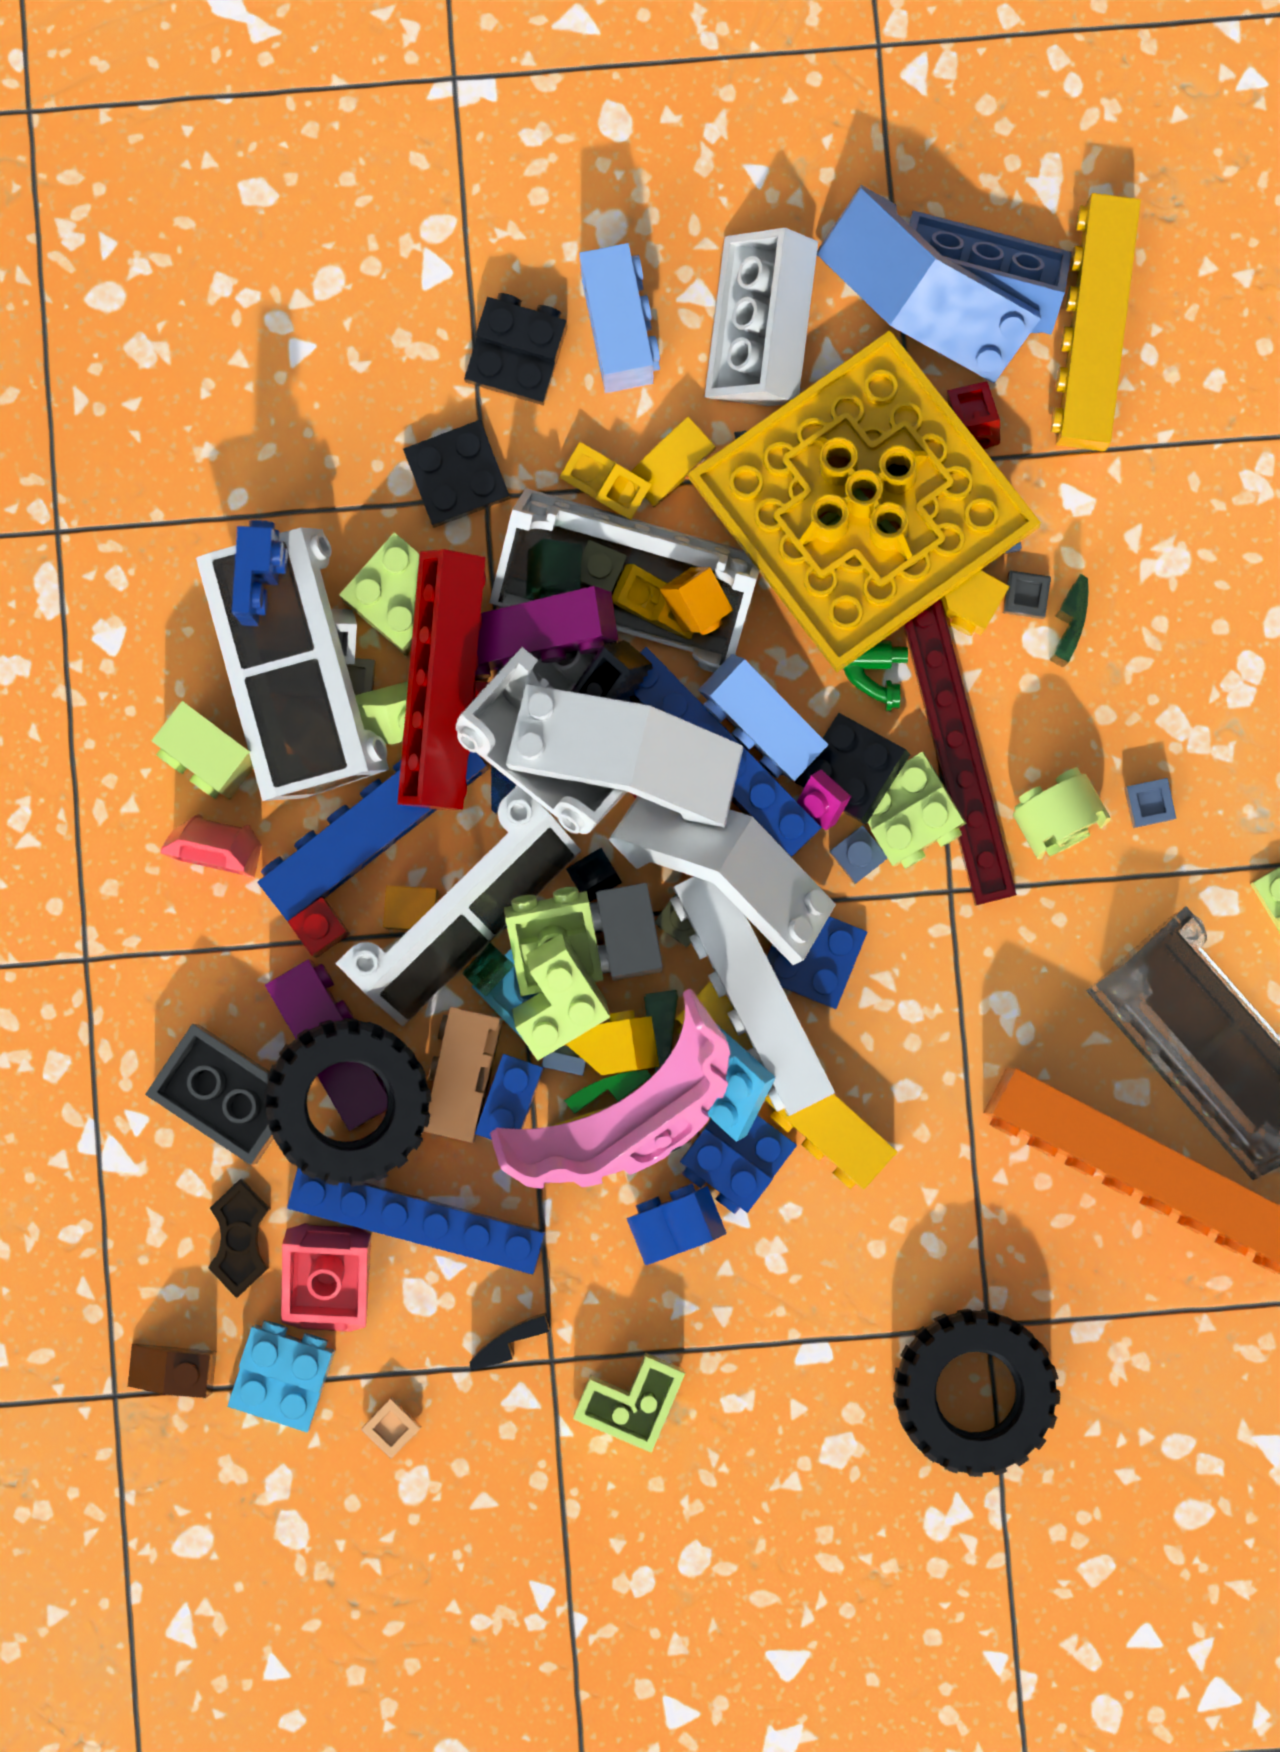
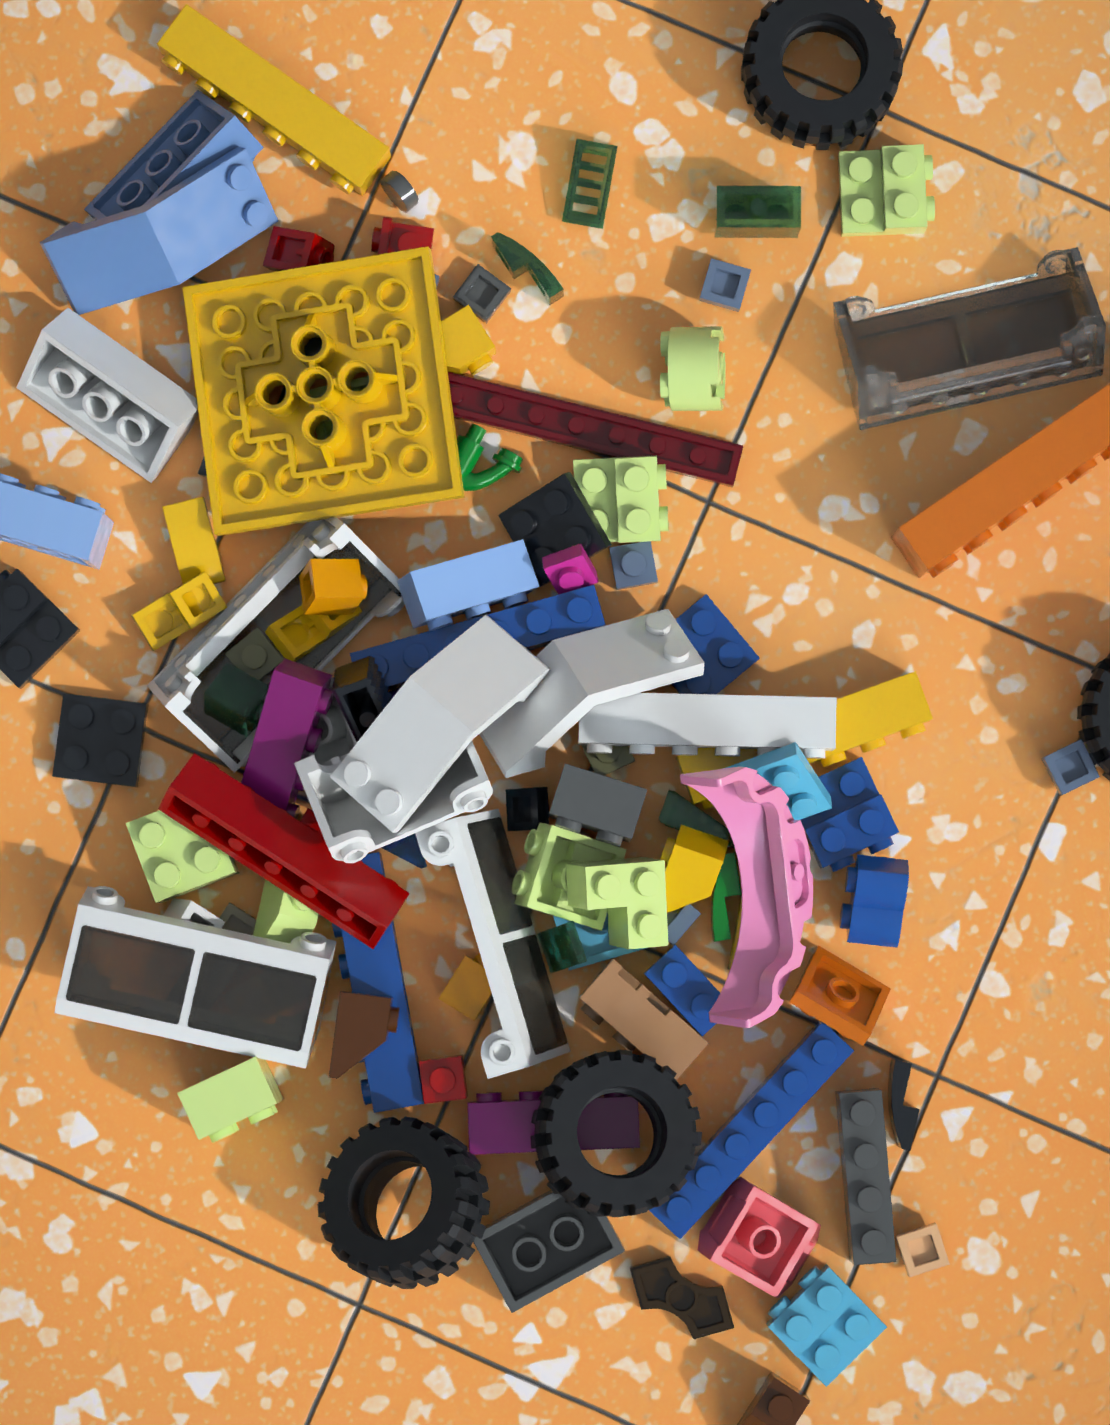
camera: 60 degrees left, 0 degrees up
(181, 902) = (361, 1176): none -> black tyre
(214, 846) = (319, 1133): coral slope -> none
(257, 562) = (91, 956): blue plate -> none
(323, 830) = (360, 1028): none -> reddish brown slope
(429, 1343) = (865, 1176): none -> dark grey brick
(575, 1237) = (840, 996): none -> orange plate
(632, 1414) = (1023, 1027): yellowish green brick -> none
(886, 1335) = (1070, 767): none -> sand blue plate
(1037, 495) = (400, 237): none -> red bracket
(1077, 474) = (399, 191): none -> dark grey tile
(1210, 626) = (596, 148): none -> clear green slope
(1230, 796) = (757, 211): none -> clear green brick

